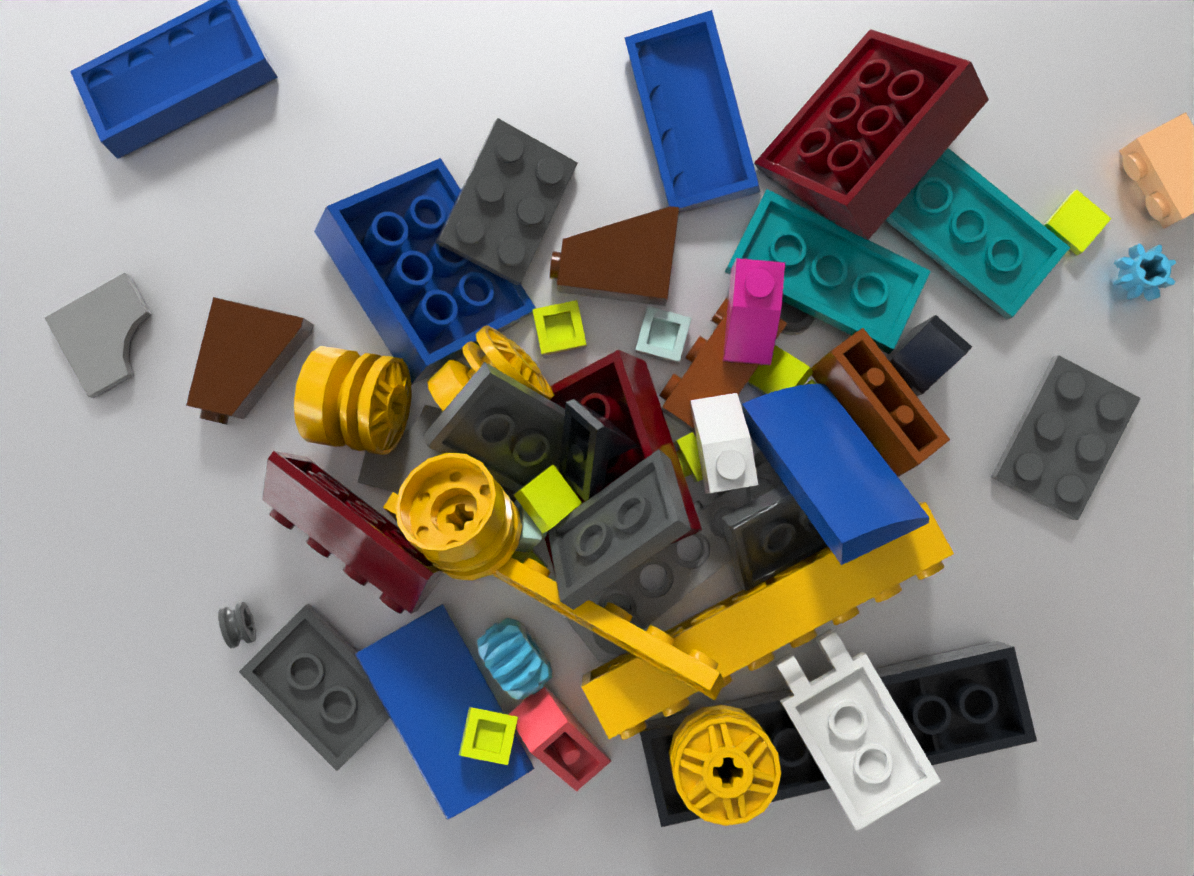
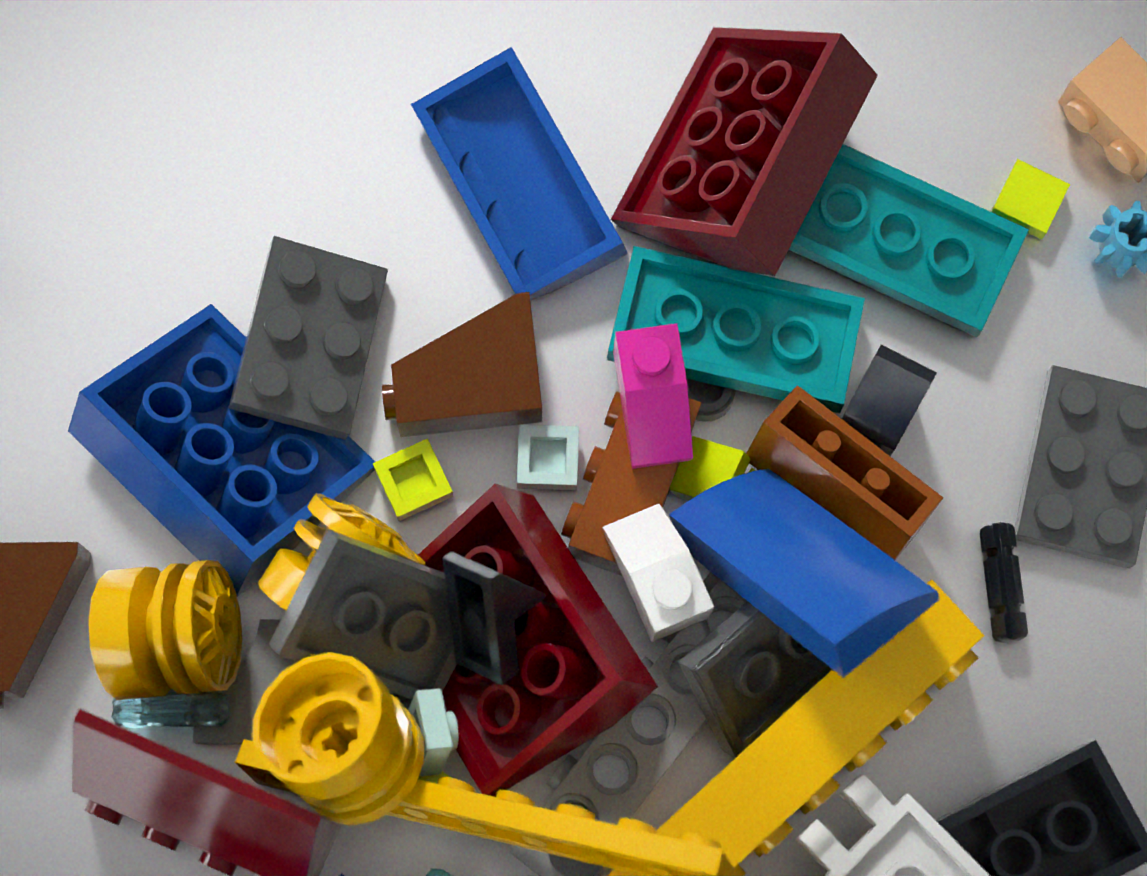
camera: 20 degrees left, 10 degrees down
(347, 458) = (173, 710): none -> clear light blue axle
(547, 499) = (448, 692): neon yellow tile -> none
(617, 529) = (547, 705): dark grey plate -> none
(689, 457) = (619, 602): neon yellow plate -> none
(976, 508) = (1003, 582): none -> black axle

